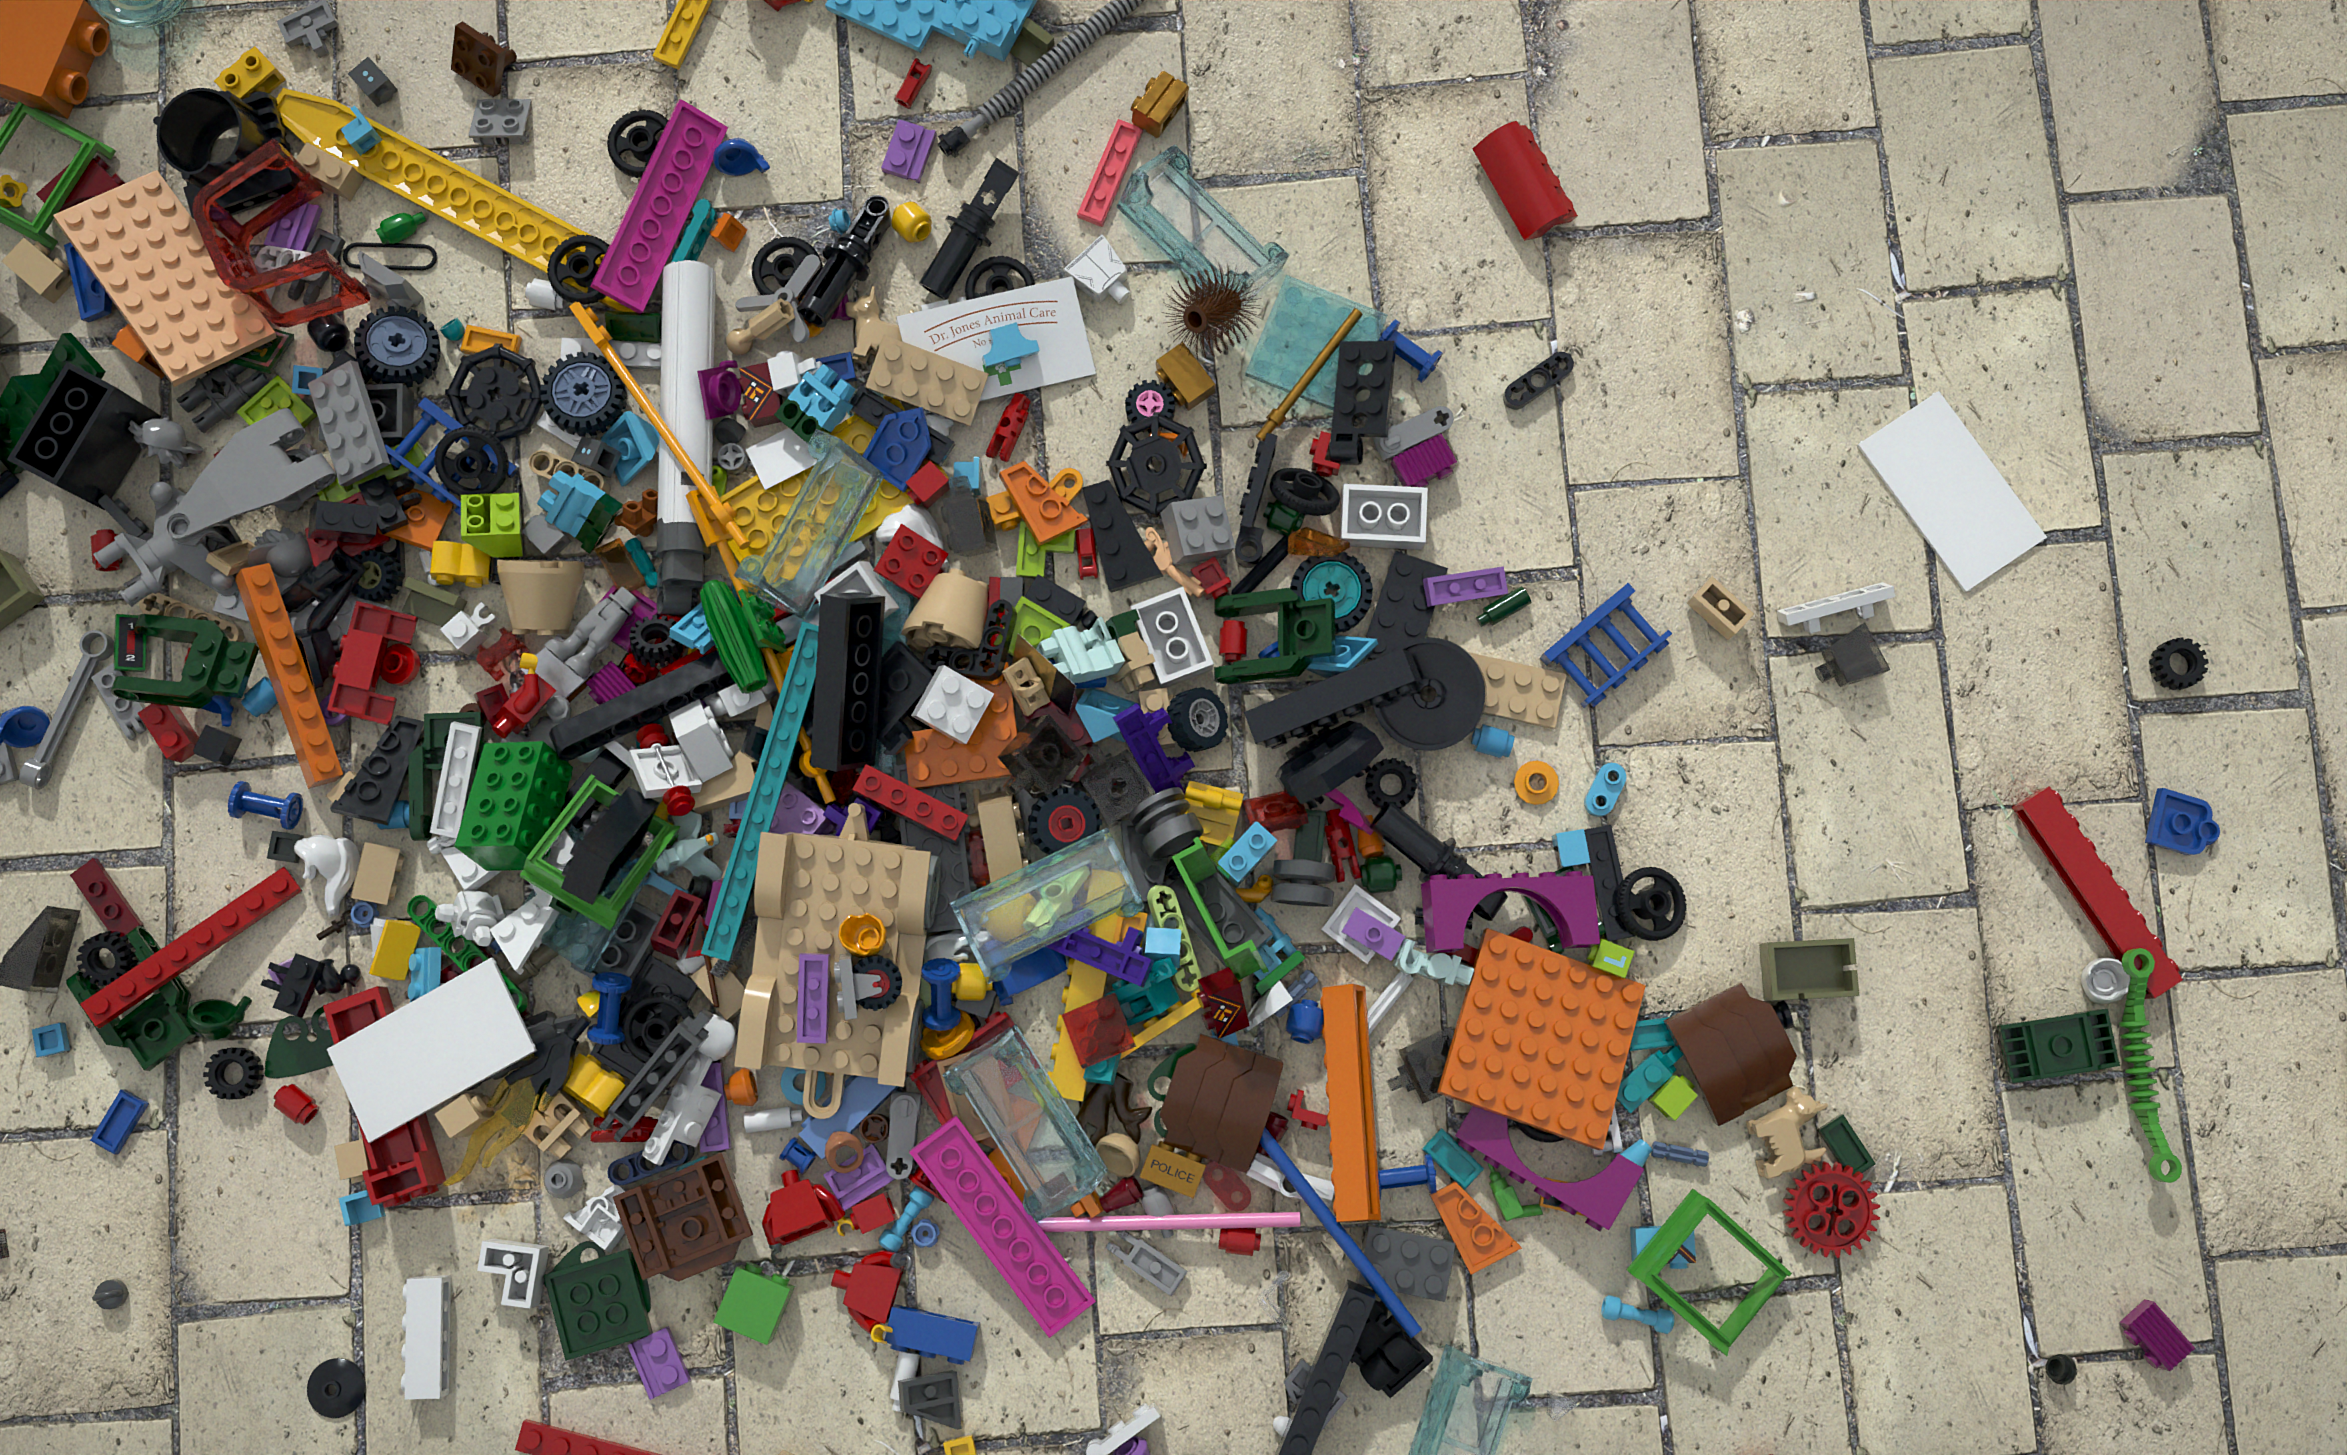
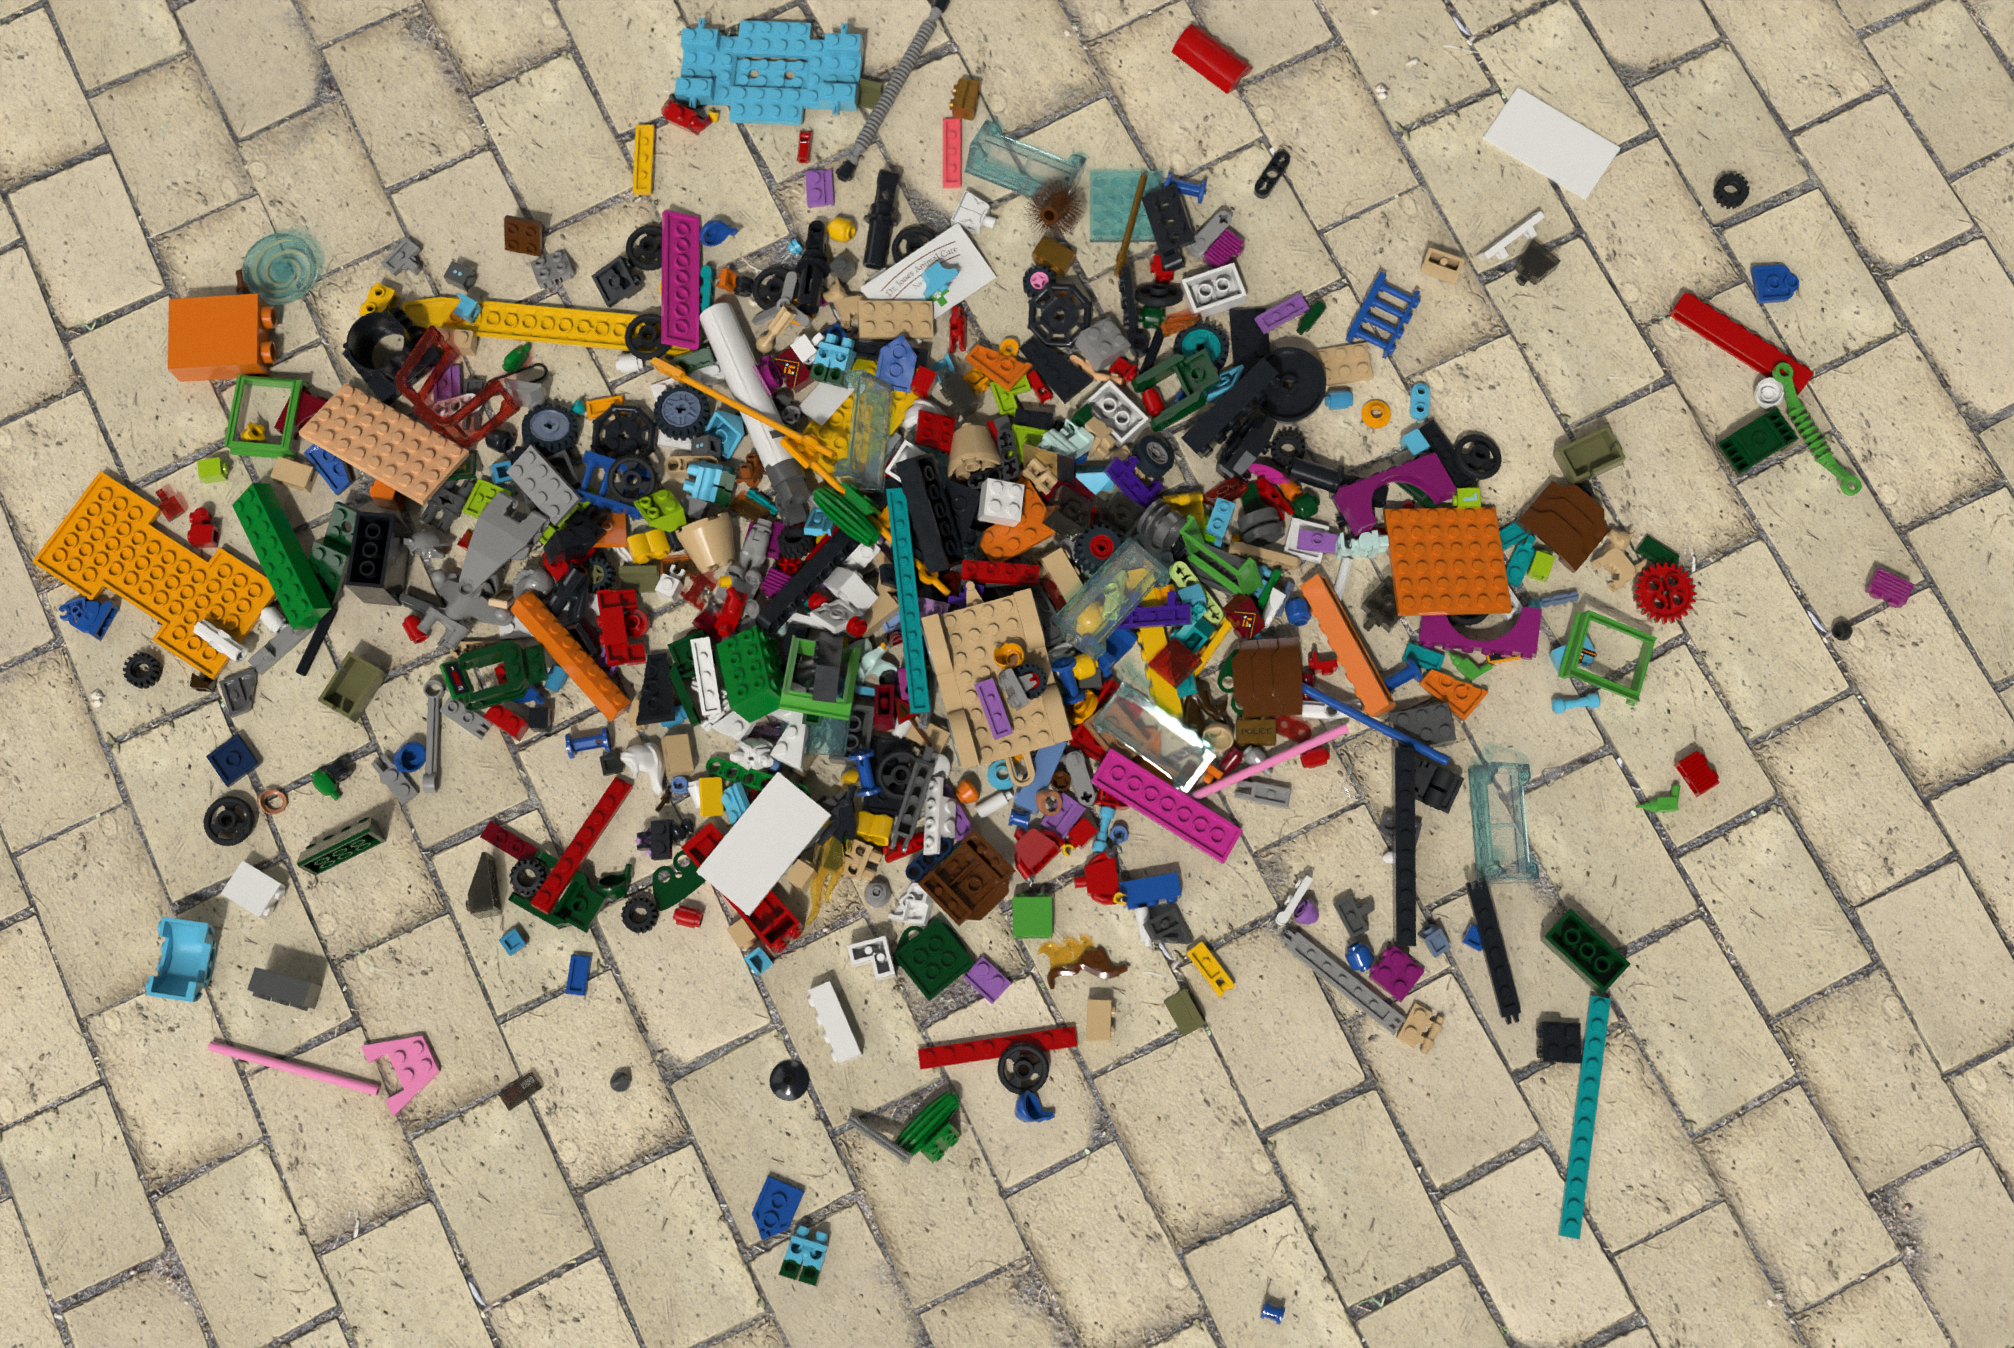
camera: 20 degrees left, 5 degrees down
(494, 602) = (681, 563): none -> clear orange tile
(509, 889) = (765, 732): none -> clear purple axle
(579, 173) = (617, 281): none -> black plate
(745, 249) = (743, 286): none -> black wheel
(795, 1384) = (1076, 957): none -> piece
(887, 279) = (842, 269): none -> dark grey brick
(1291, 924) = (1264, 556): none -> tan beam

